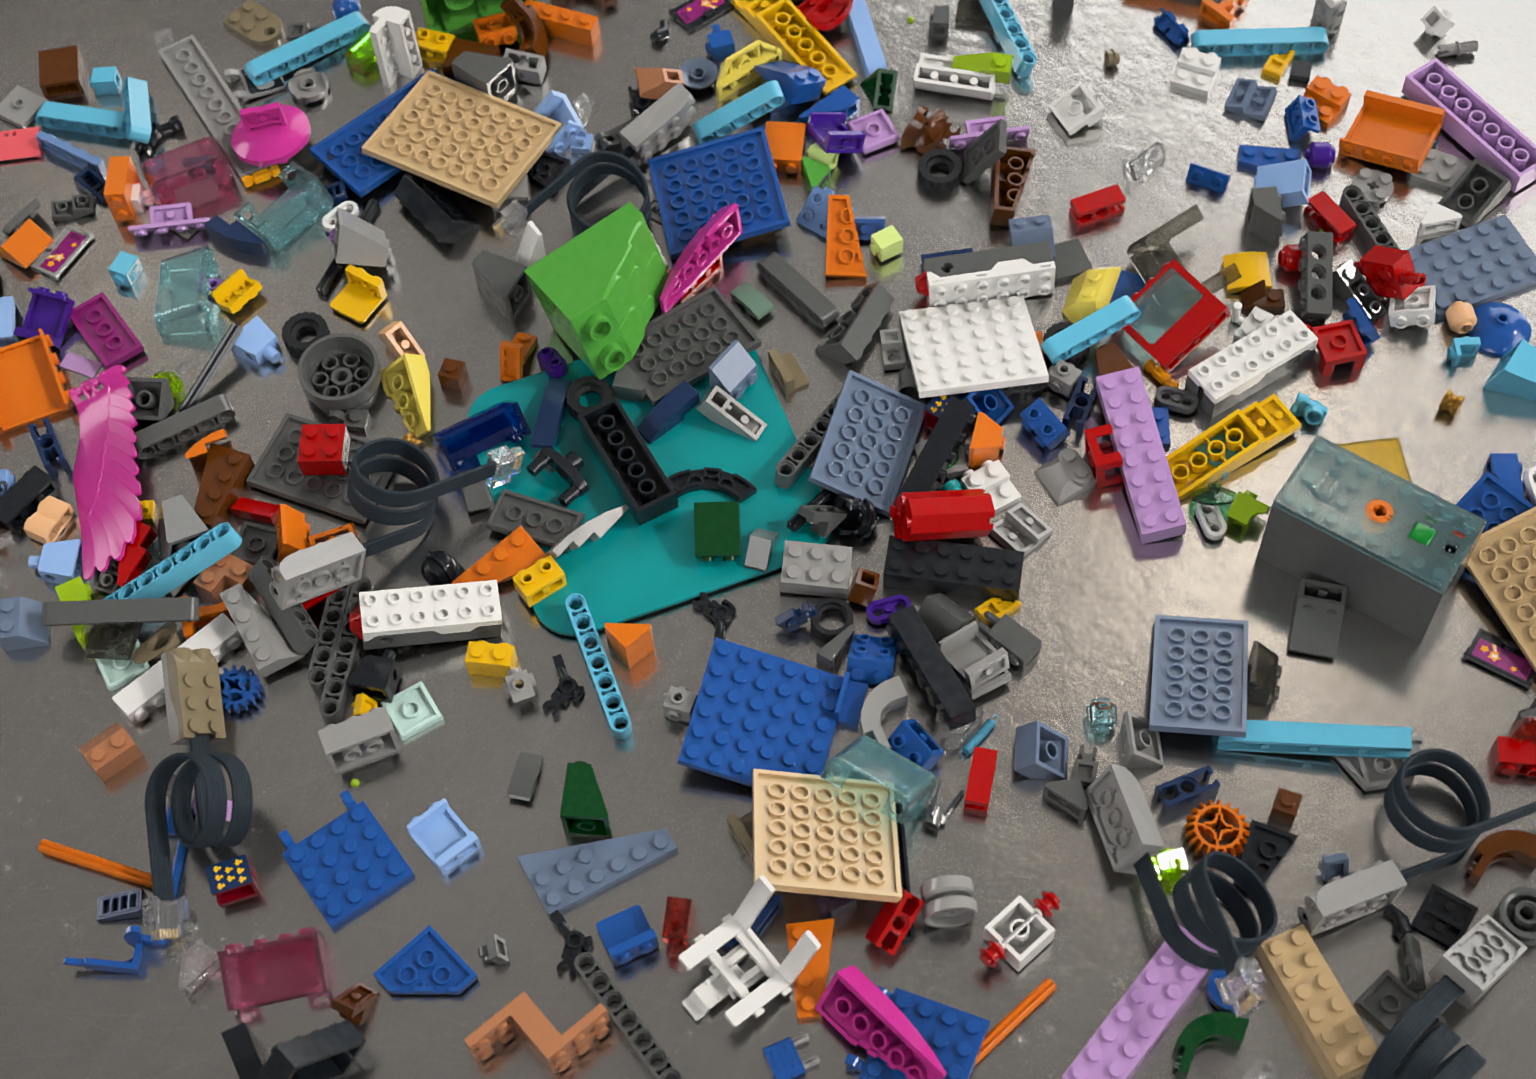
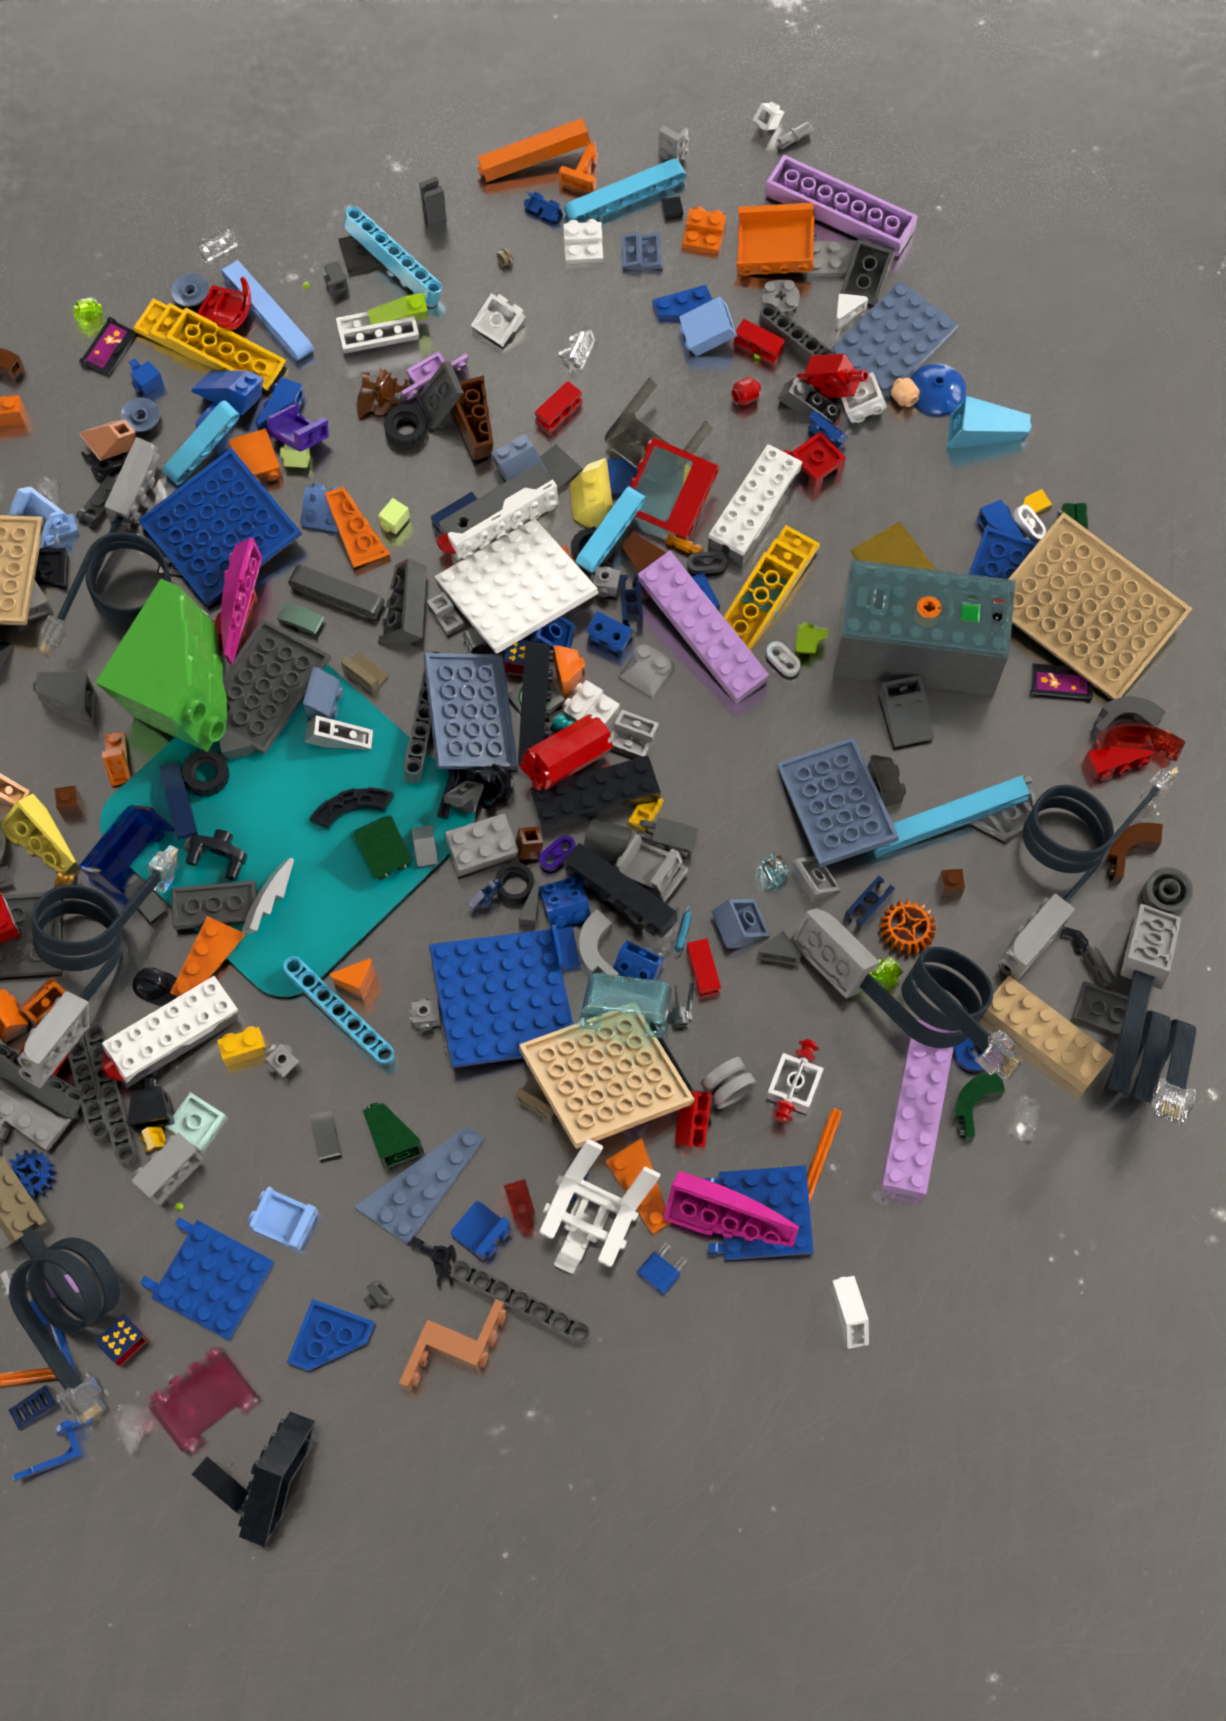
camera: 30 degrees left, 10 degrees up
(355, 1002) = (284, 1392): reddish brown slope -> none
(531, 246) = (82, 654): white slope -> none
(539, 580) = (248, 958): yellow brick -> none
(552, 362) = (148, 750): dark purple plate -> none
(566, 689) = (319, 1041): black piece -> none
(628, 461) = (270, 816): black brick -> none
(662, 33) = (84, 387): black arm -> none
(669, 412) = (282, 755): dark blue slope -> none
(718, 613) = (414, 918): black piece -> none
(739, 69) = (178, 396): light yellow wedge -> none
(815, 173) = (297, 474): bright green slope -> none
(868, 225) = (370, 504): blue panel -> none
(878, 130) = (329, 406): lavender plate -> none
(881, 88) = (315, 366): dark green slope -> none
(1085, 766) = (781, 920): dark grey plate -> none
(1102, 456) = (662, 636): red panel -> none
(1207, 178) = (640, 343): blue hinge -> none
(1214, 495) = (777, 637): clear green dish -> none
(1252, 267) = (717, 414): yellow slope -> none
(1255, 320) = (738, 468): white plate -> none
(1263, 298) = (735, 439): reddish brown slope -> none
(1265, 214) = (706, 360): dark grey slope -> none
(1265, 849) = (951, 925): black wing -> none
(1277, 65) = (649, 208): yellow tile -> none
(1301, 117) = (694, 254): blue bracket -> none
(1312, 410) = (818, 526): medium azure plate -> none
(1320, 155) = (725, 283): dark purple head -> none
(1322, 245) = (769, 373): dark grey brick -> none
(1335, 866) = (1010, 915): sand blue tile -> none
(1444, 916) = (1107, 918): black slope -> none
(1451, 402) = (929, 473): pearl gold wheel -> none
(1463, 347) = (916, 419): medium azure bracket -> none

